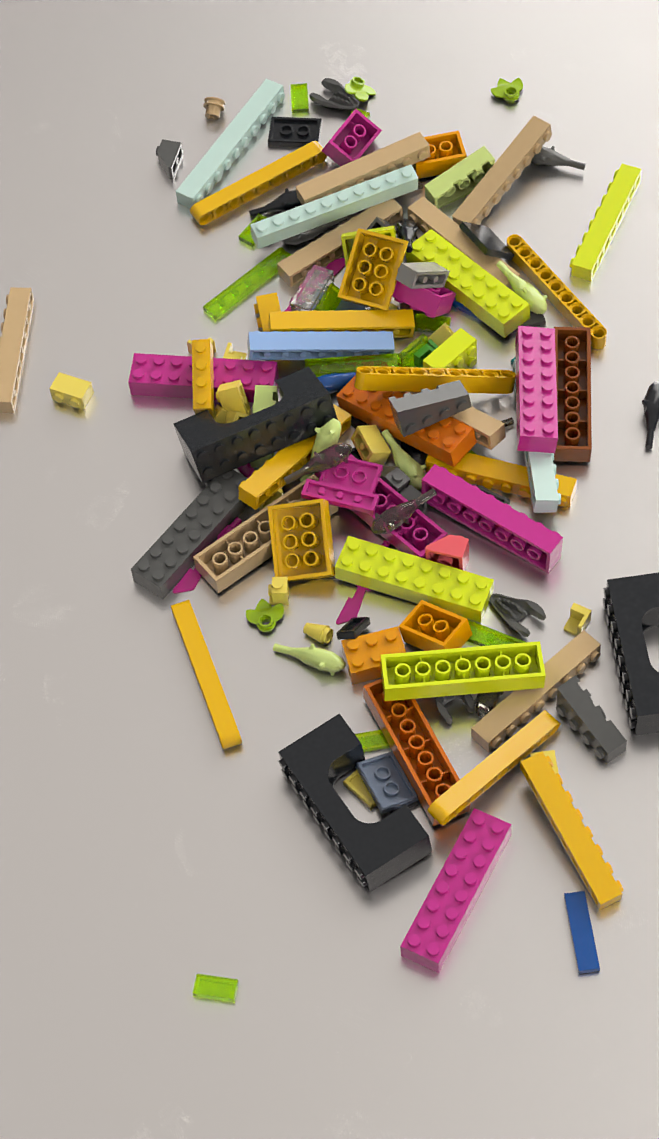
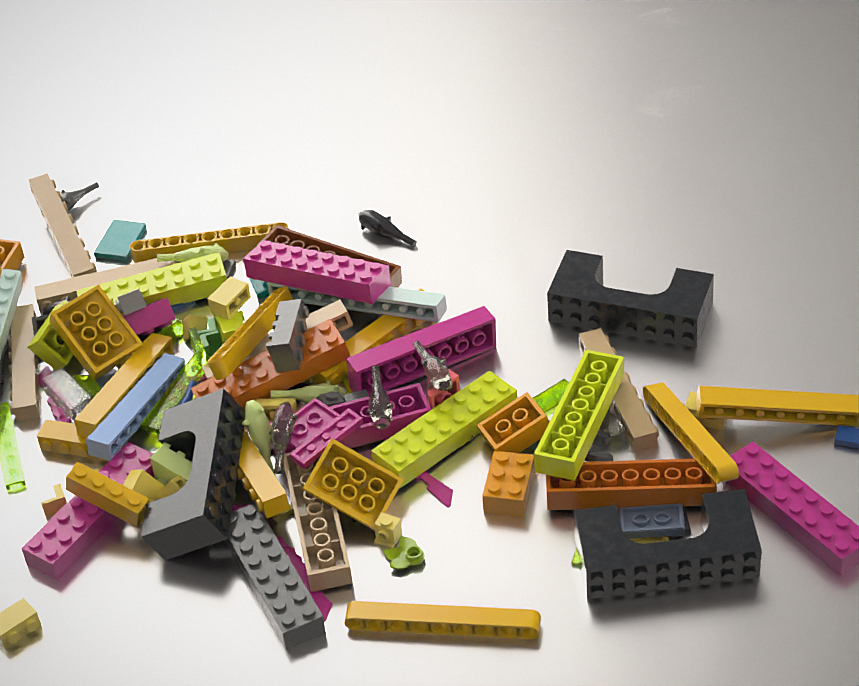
camera: 65 degrees left, 15 degrees down
(314, 657) = (480, 529): yellowish green piece -> none
(319, 632) = (454, 517): light yellow cone -> none
(353, 628) = (471, 486): black tile -> none
(450, 535) = (434, 369): none -> clear smoke piece
(459, 179) = (37, 255): yellowish green wedge -> none
(460, 341) = (229, 298): none -> light yellow brick
(486, 240) = (121, 262): black tile -> none
(515, 609) = (521, 376): dark grey animal -> none
(527, 222) = (117, 239): none -> tile
(578, 619) = (561, 339): light yellow panel -> none
(589, 720) = (670, 362): dark grey wedge -> none
(606, 222) = (167, 191): neon yellow brick -> none

